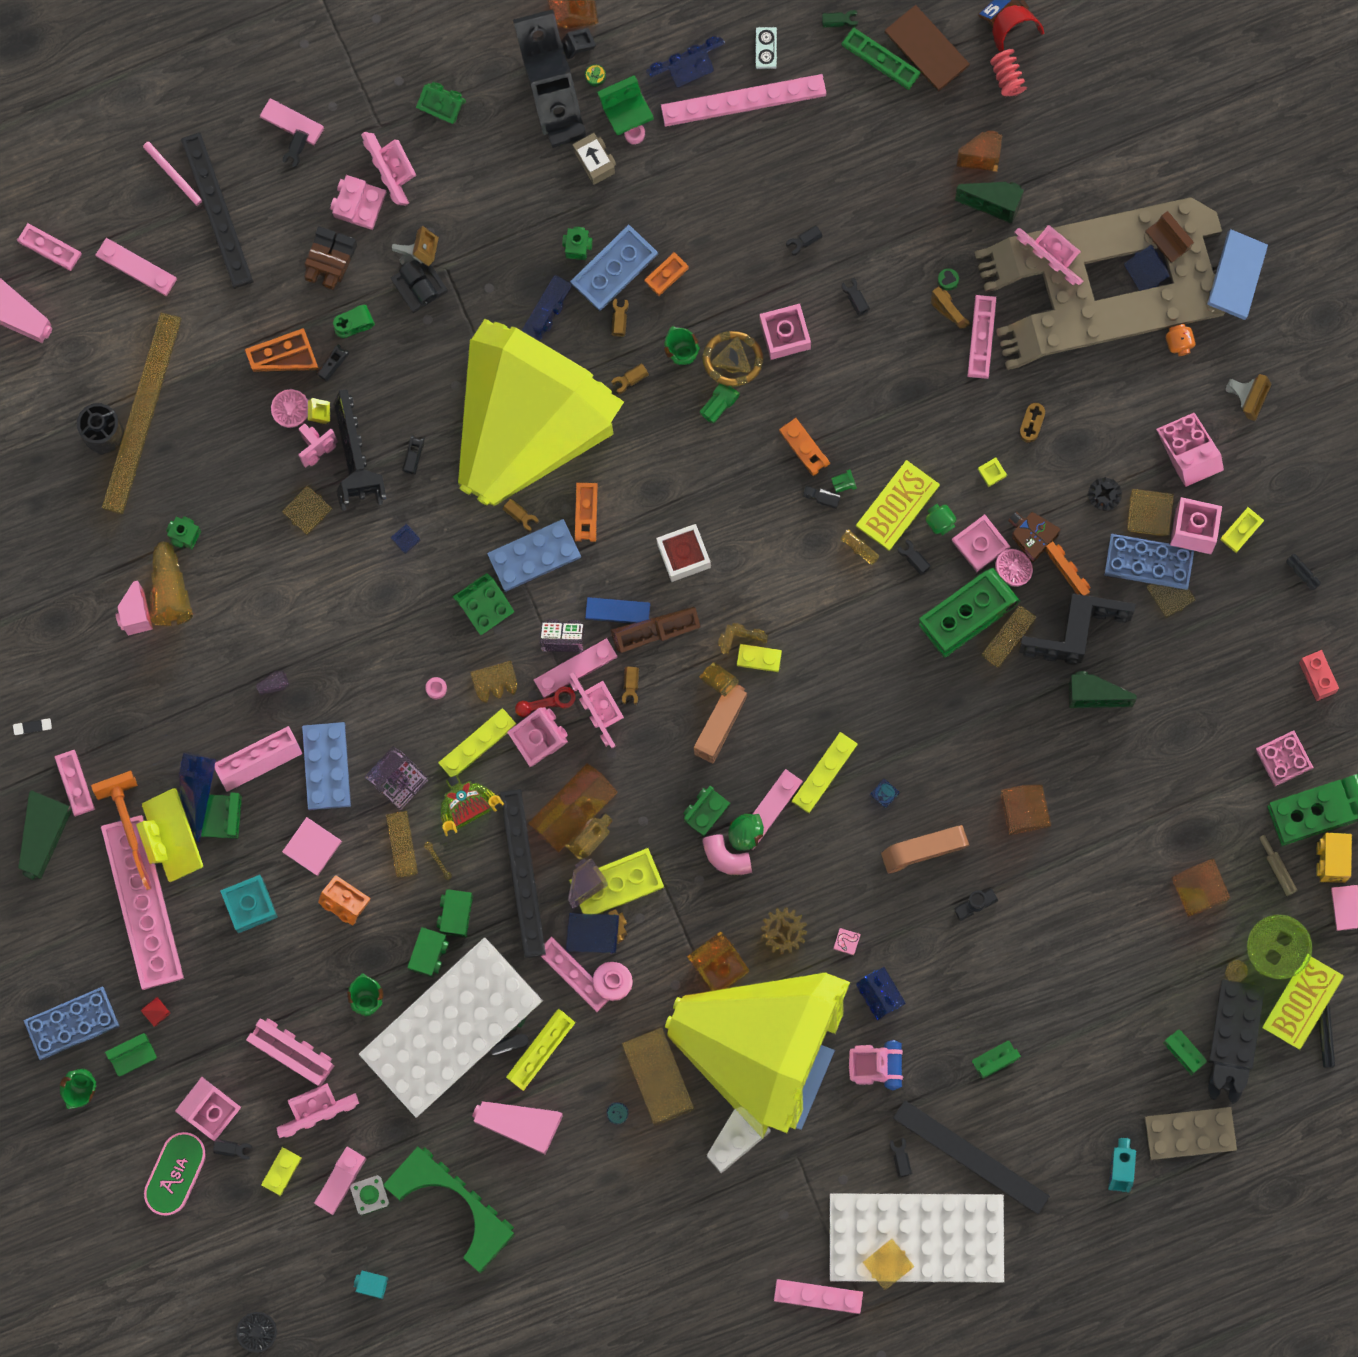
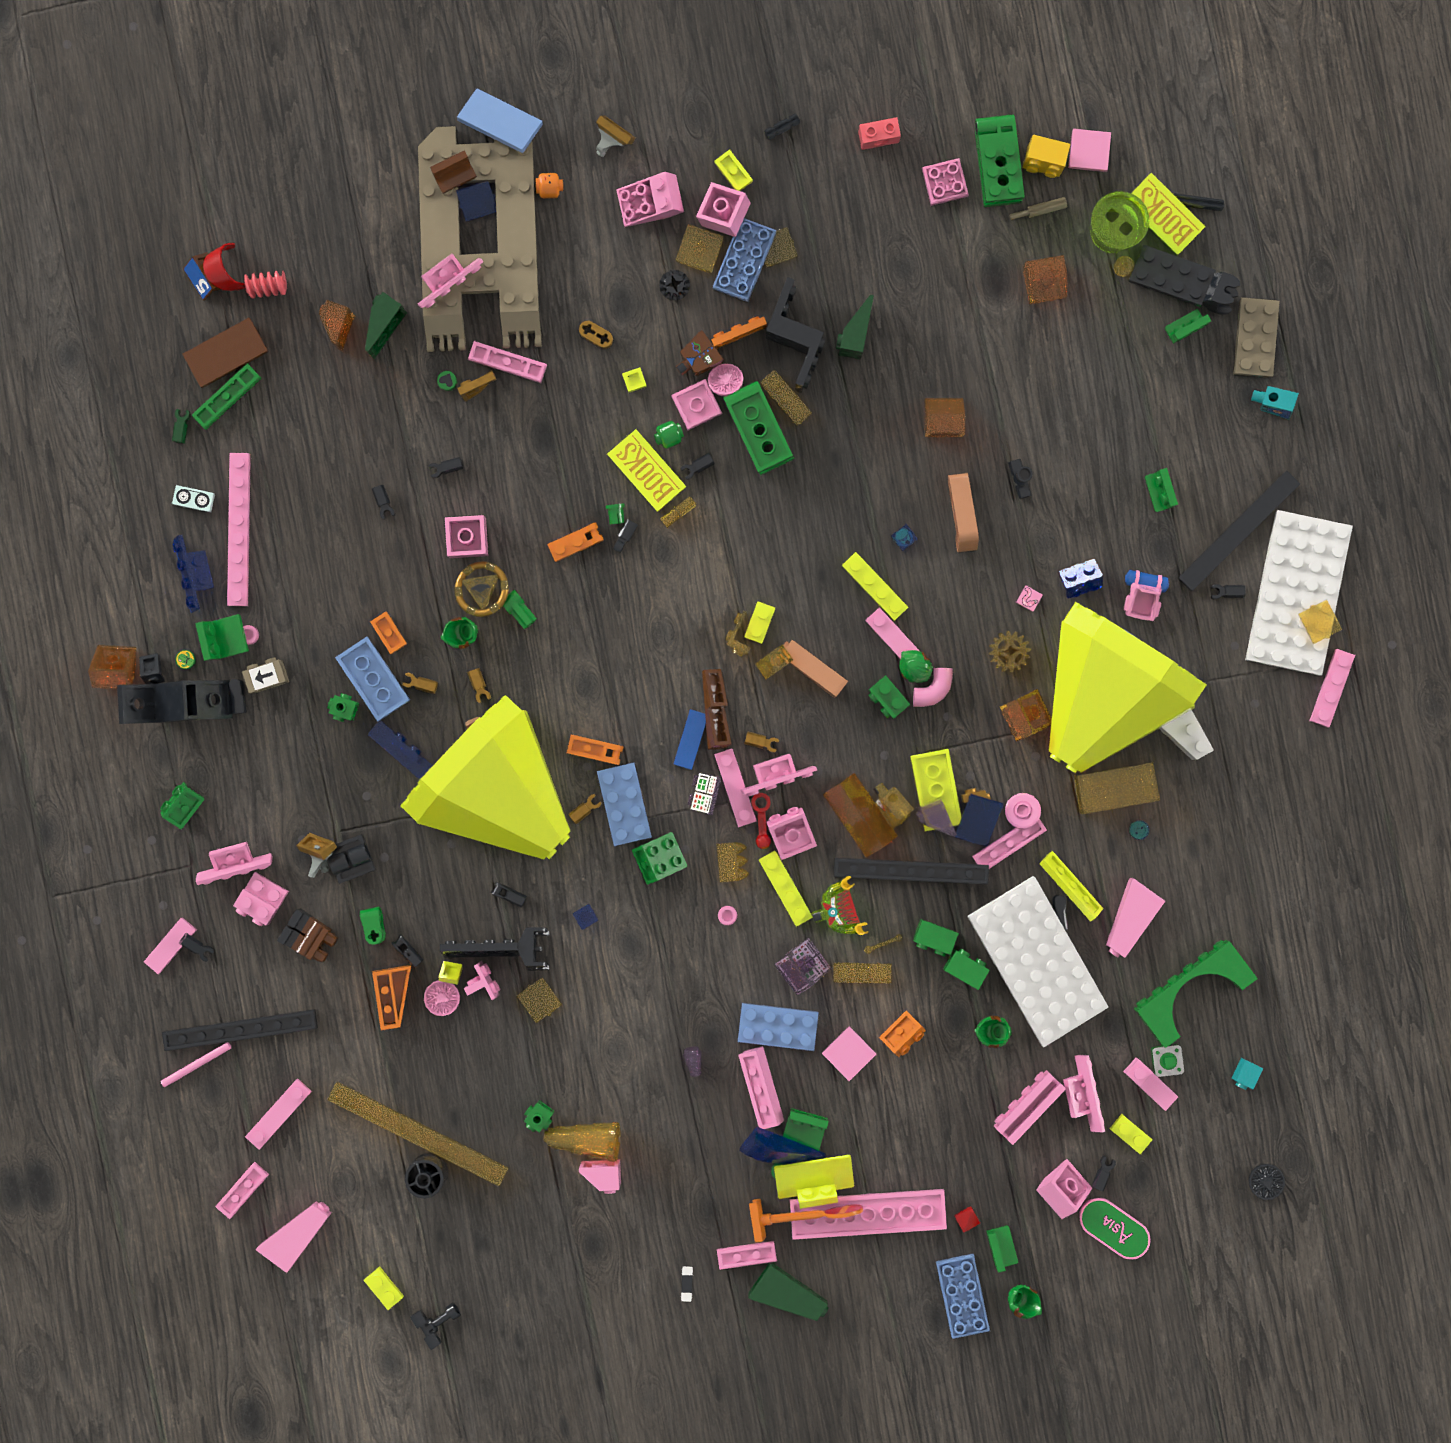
camera: 80 degrees left, 10 degrees up
(249, 904) = (891, 1119): teal container -> none
(683, 552) = (652, 670): piece -> none

